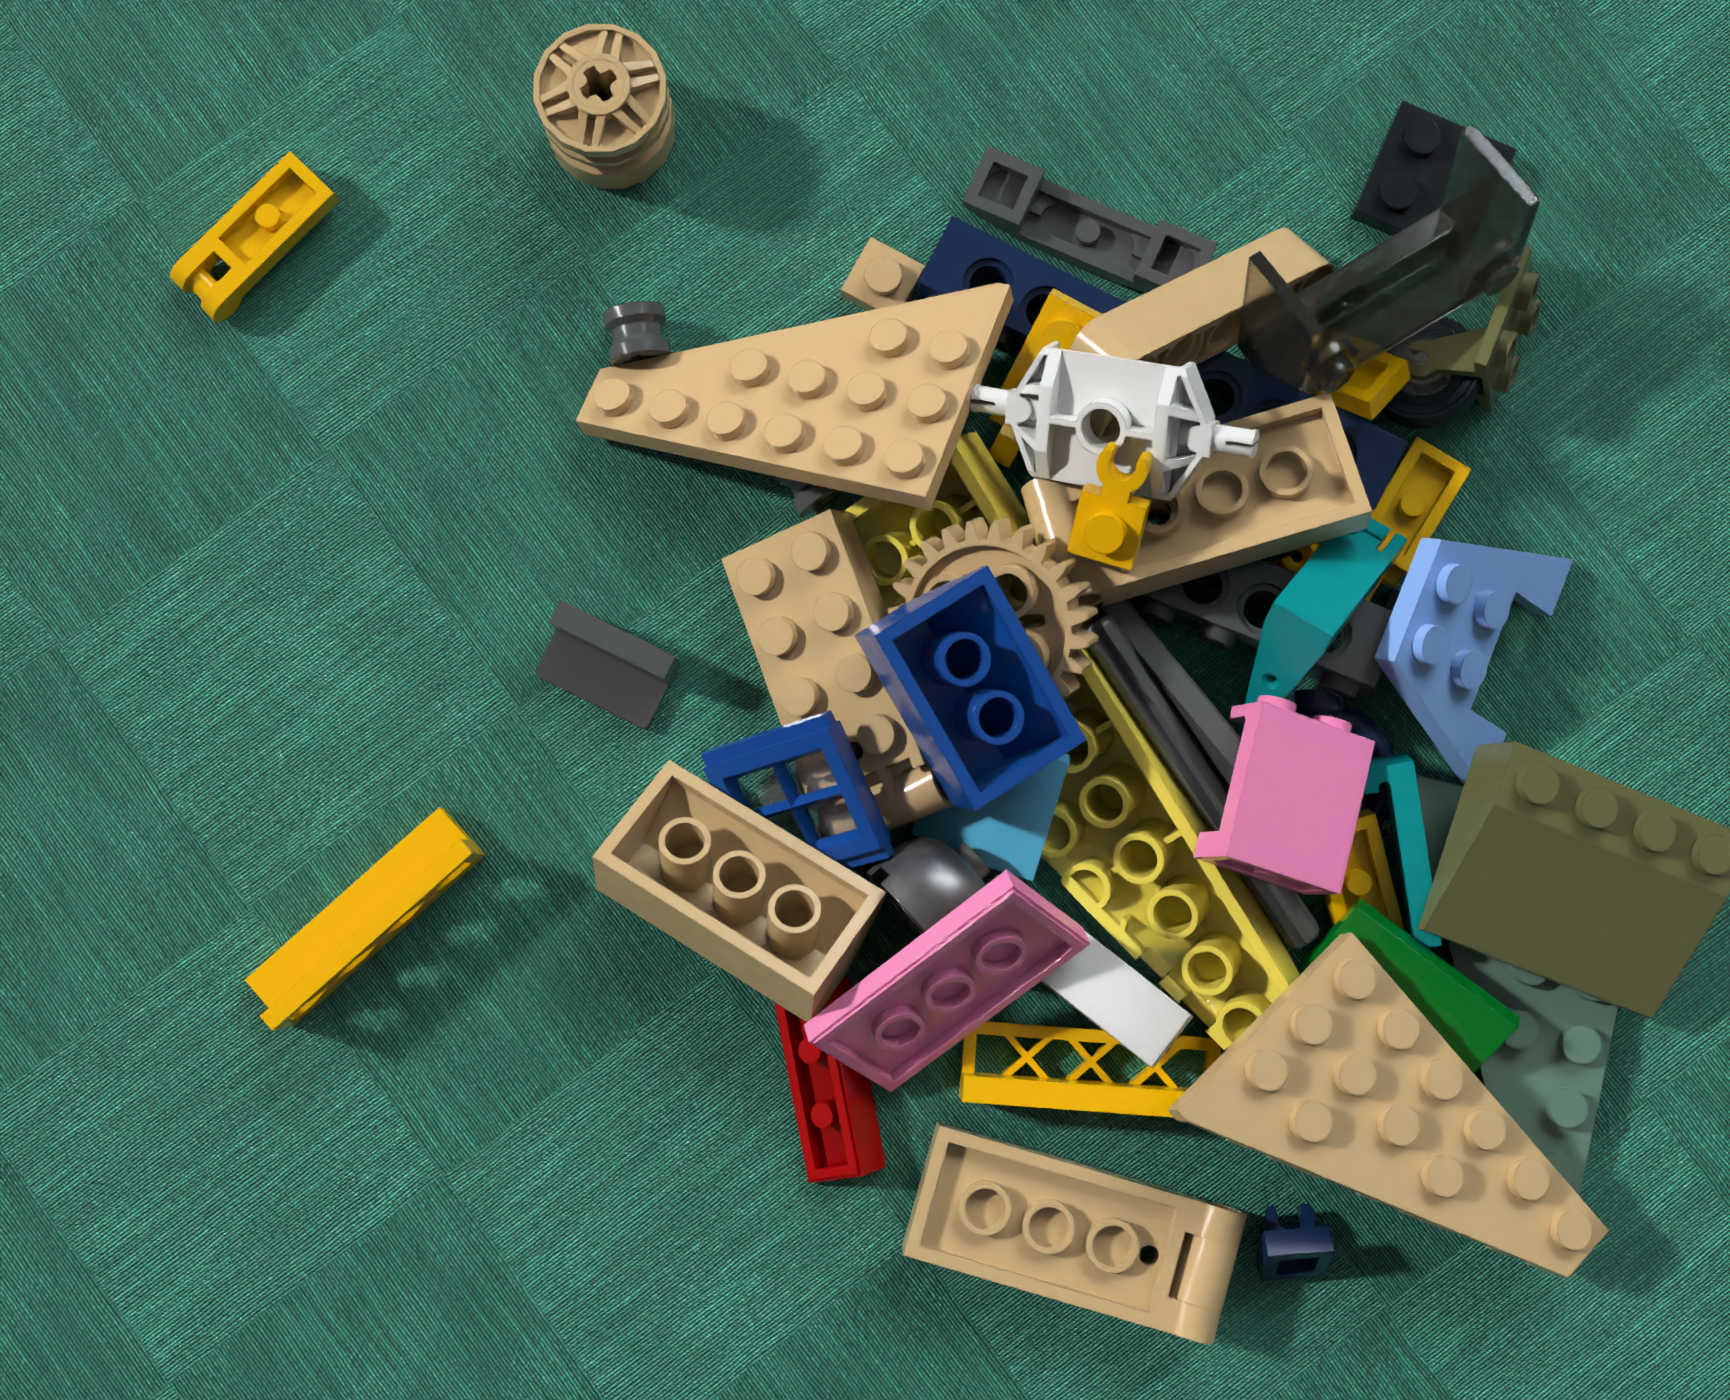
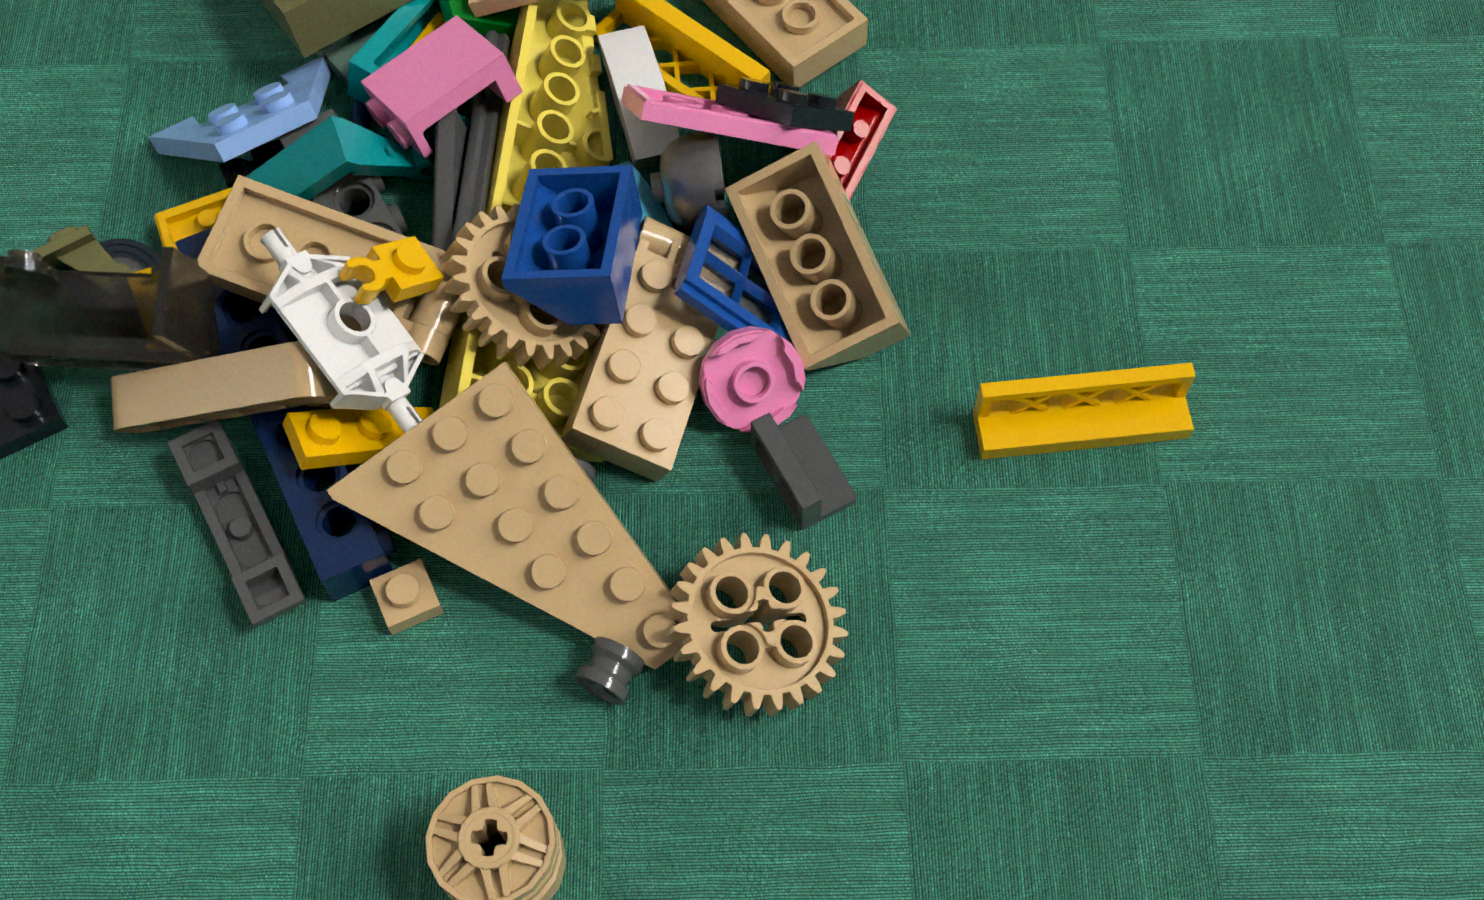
camera: 140 degrees left, 20 degrees down
(492, 427) = (769, 671): none -> tan gear
(712, 709) = (749, 376): none -> bright pink tile
(903, 1053) = (785, 104): none -> black plate

